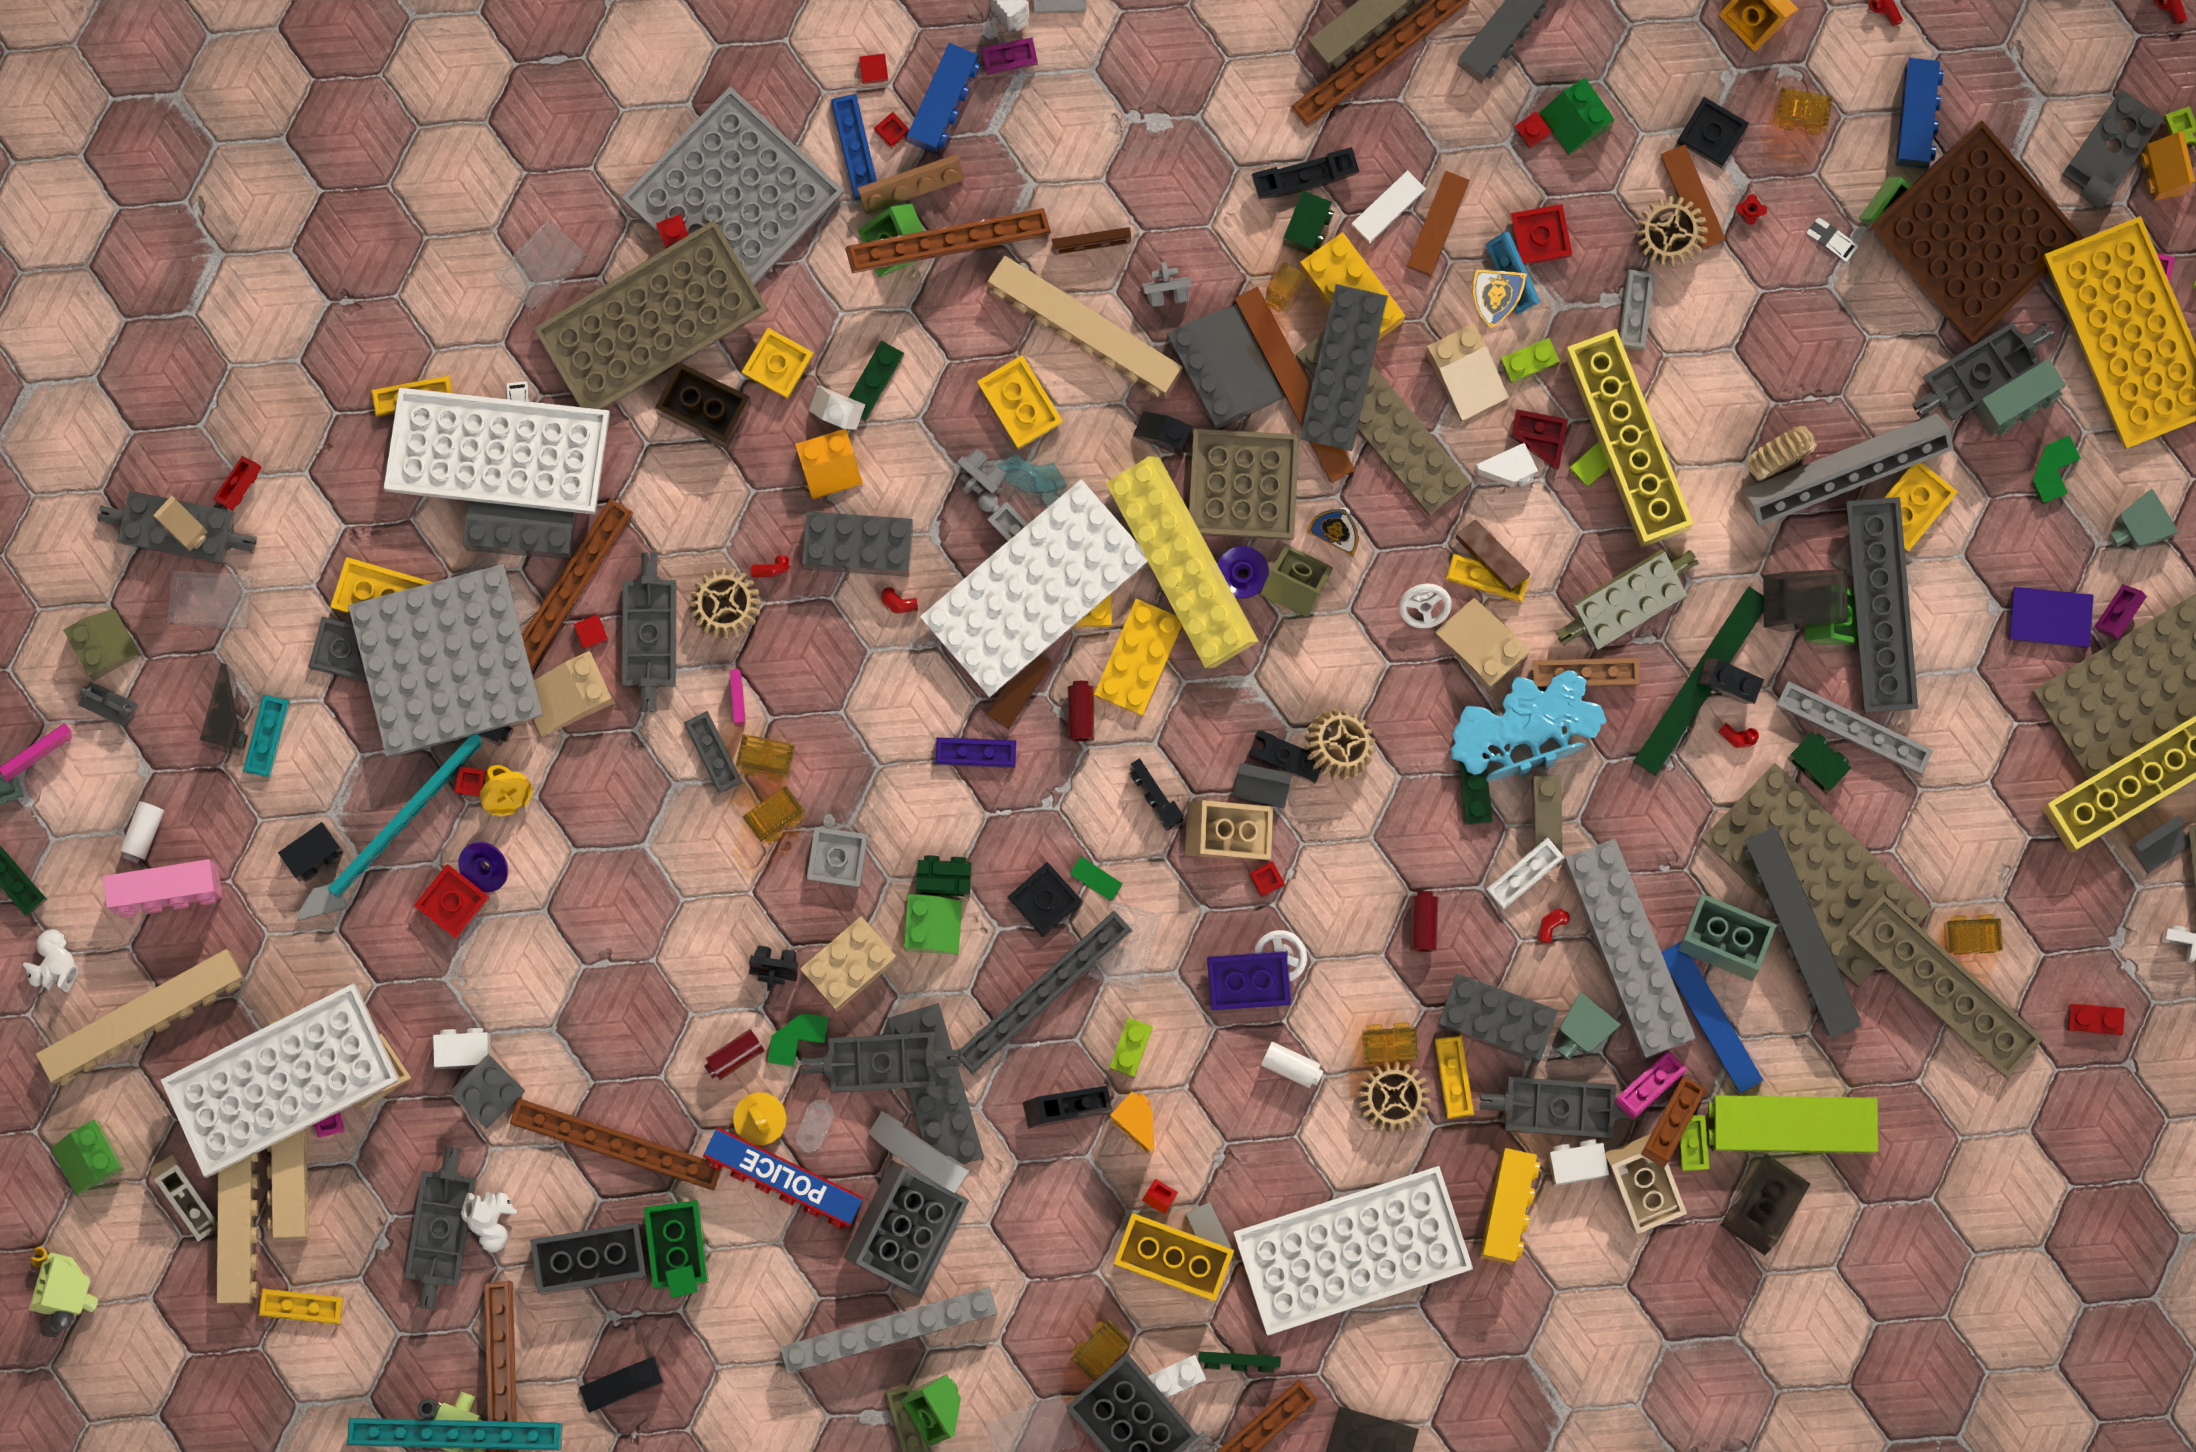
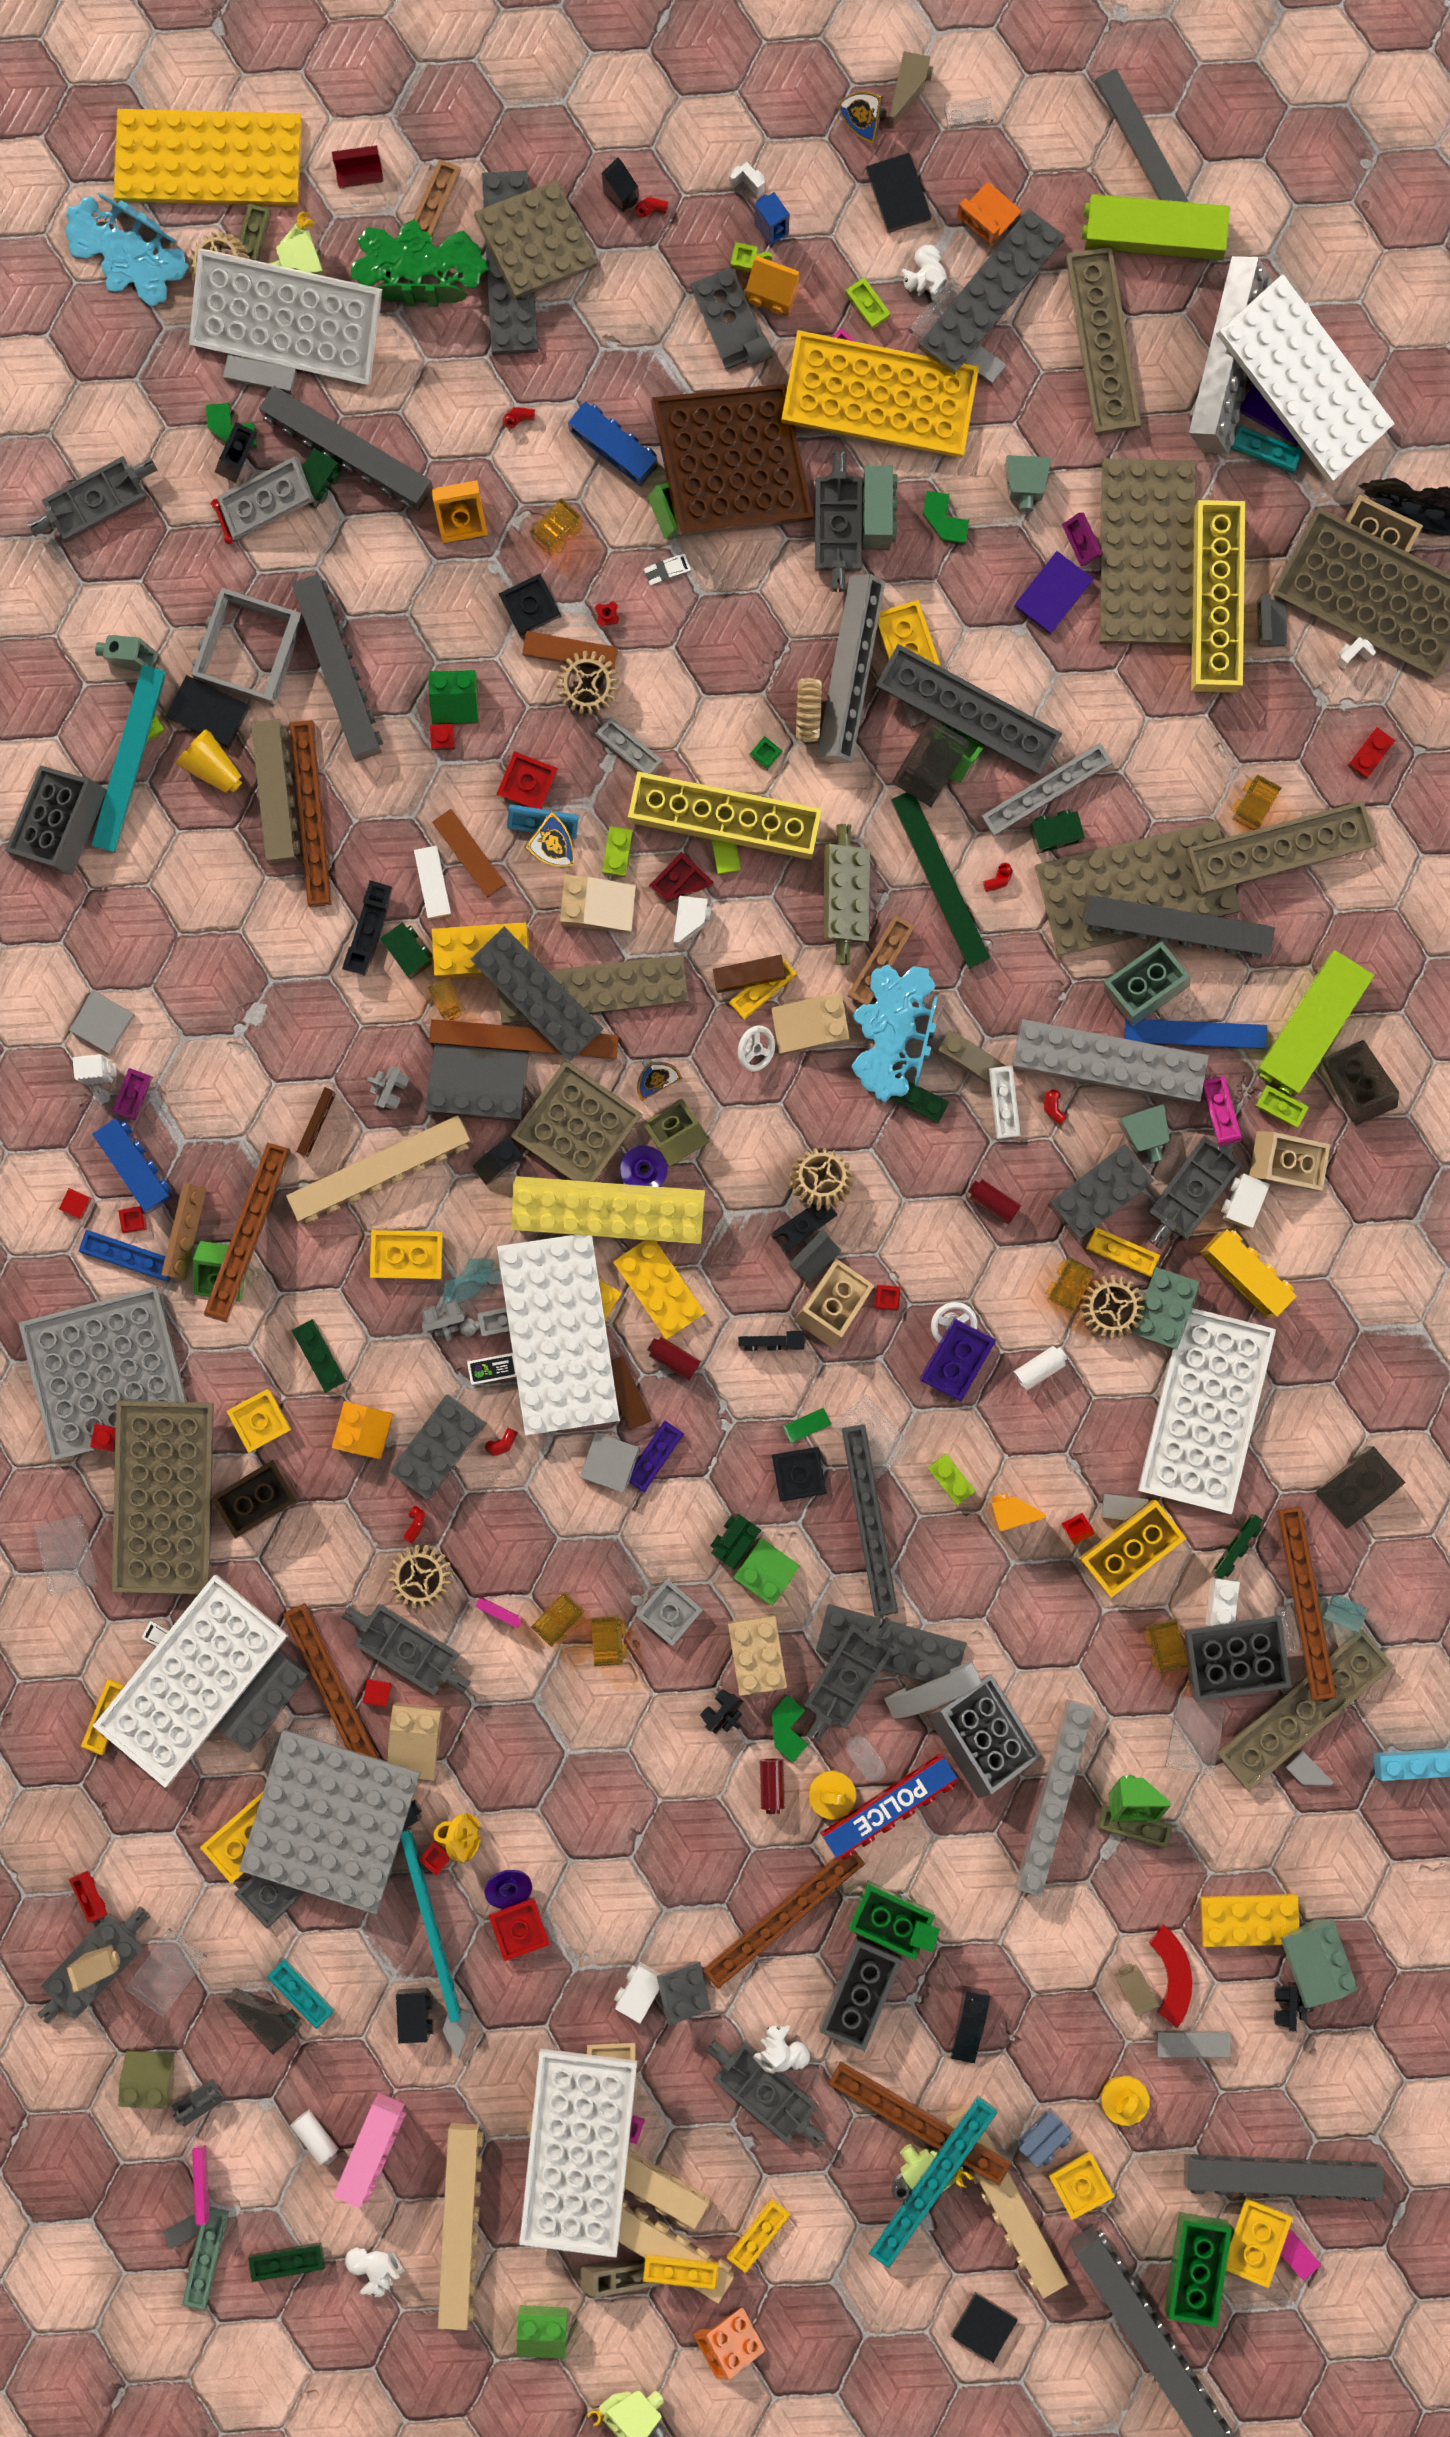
camera: 55 degrees left, 5 degrees up
(183, 1340) = (730, 2345): none -> orange bracket
(225, 1248) = (681, 2272): none -> yellow tile
(713, 752) = (529, 1656): dark grey tile -> none
(836, 408) = (323, 1398): white slope -> none
(944, 713) = (610, 1462): none -> light grey tile
(961, 548) = (491, 1369): none -> tile
(1067, 1106) = (967, 1556): black slope -> none
(1426, 1151) = (1167, 1308): none -> sand green plate
(1673, 1121) = (1261, 1111): dark orange tile -> none
(1716, 441) = (766, 753): none -> green tile
(1730, 681) = (956, 858): black brick -> none

